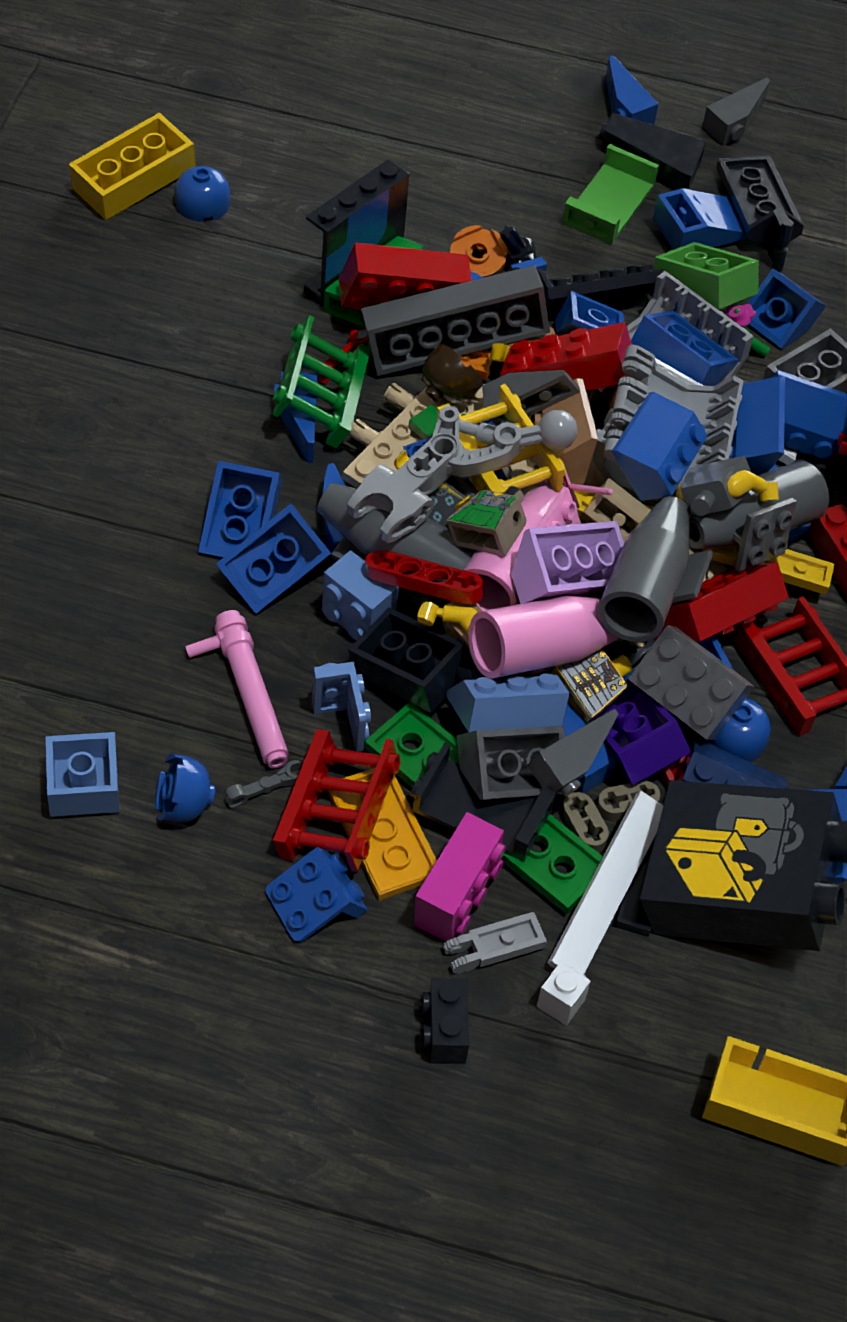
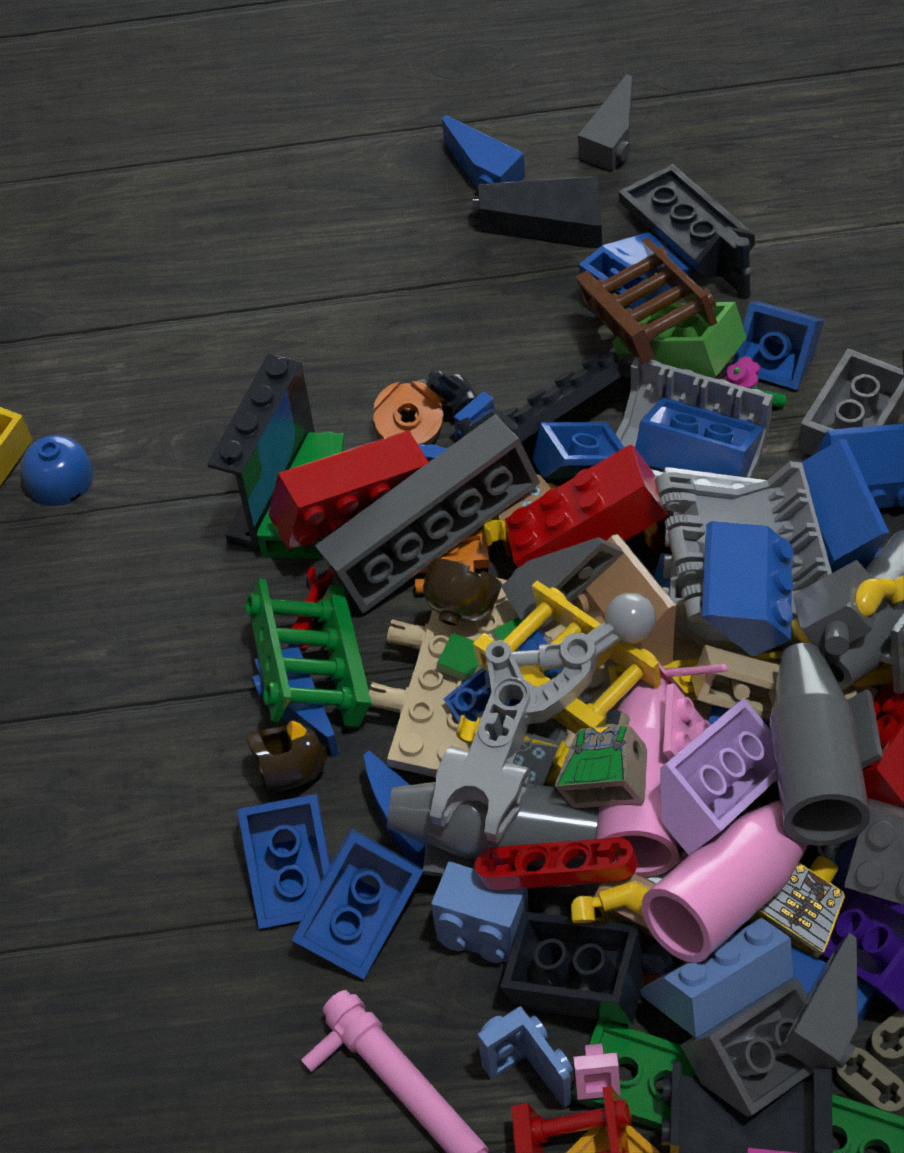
camera: 10 degrees left, 0 degrees up
(273, 444) = (287, 756): none -> dark brown piece
(387, 727) = (595, 1072): none -> bright pink tile
(611, 195) = (521, 282): bright green panel -> none
(670, 245) = (625, 322): none -> reddish brown fence

